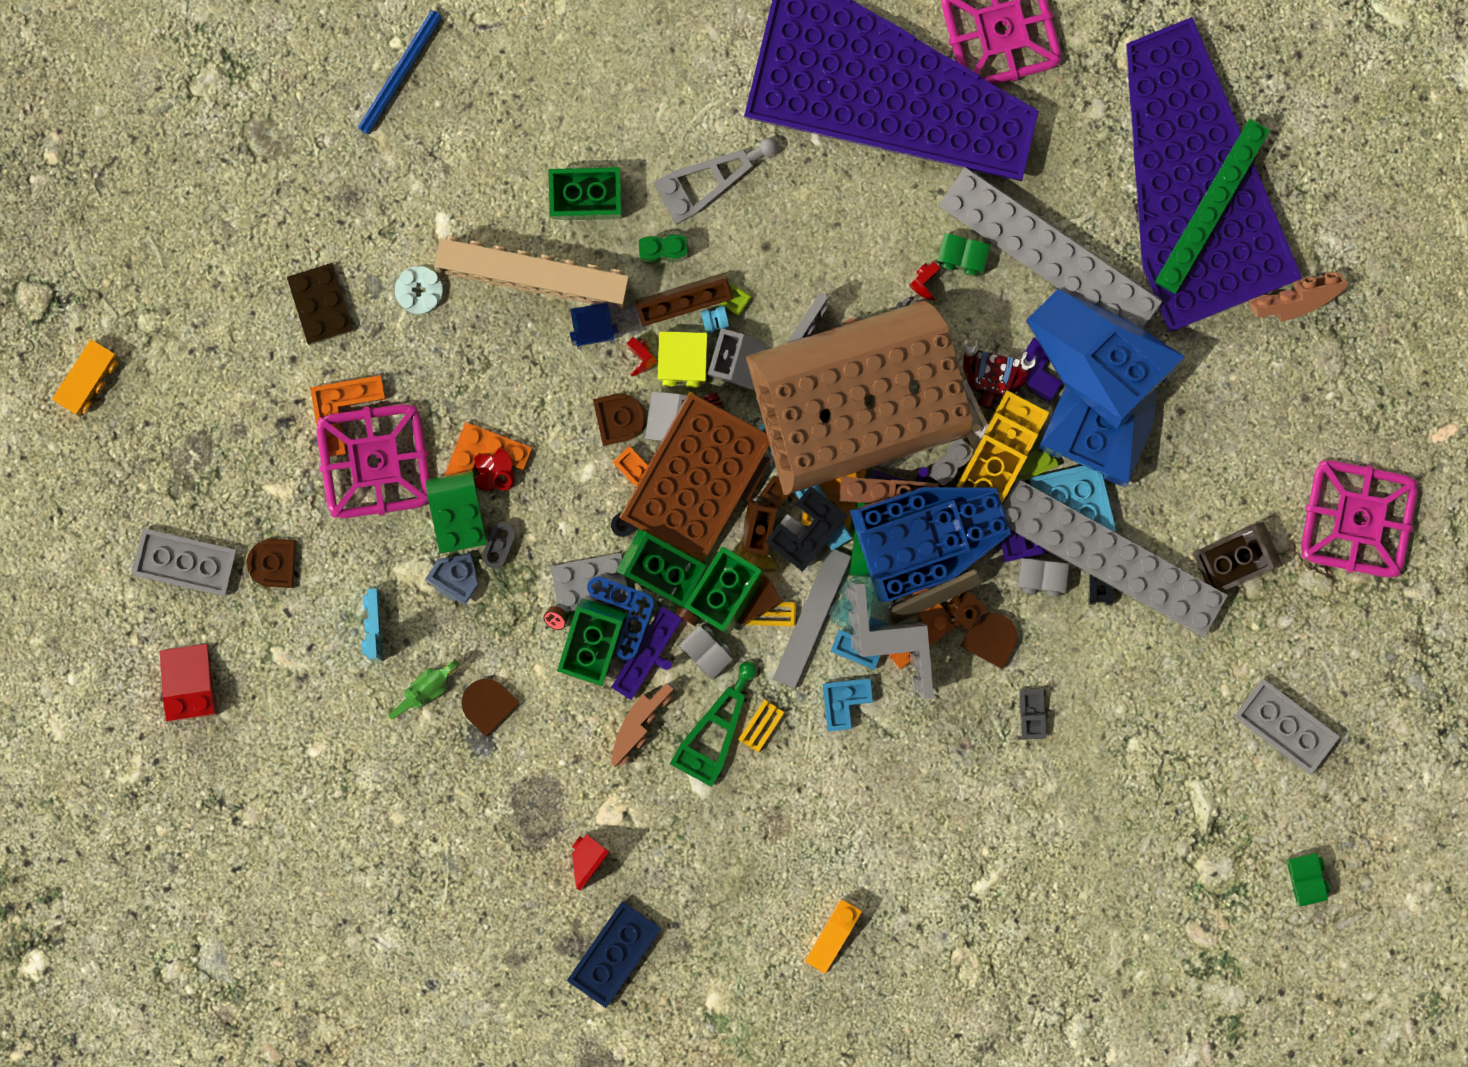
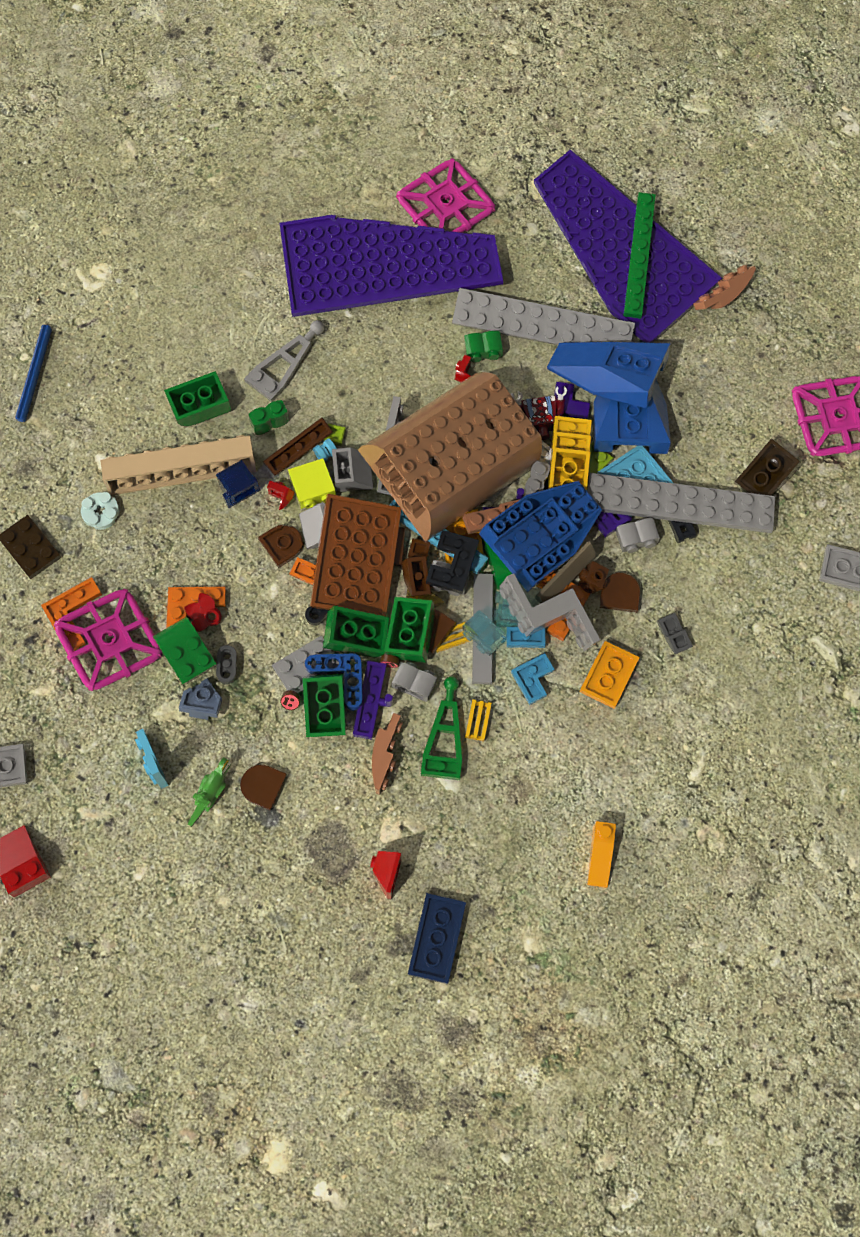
camera: 20 degrees left, 15 degrees down
(273, 563) = (56, 744): reddish brown tile -> none
(808, 628) = (484, 633): none -> clear light blue brick
(934, 733) = (609, 674): none -> light orange plate

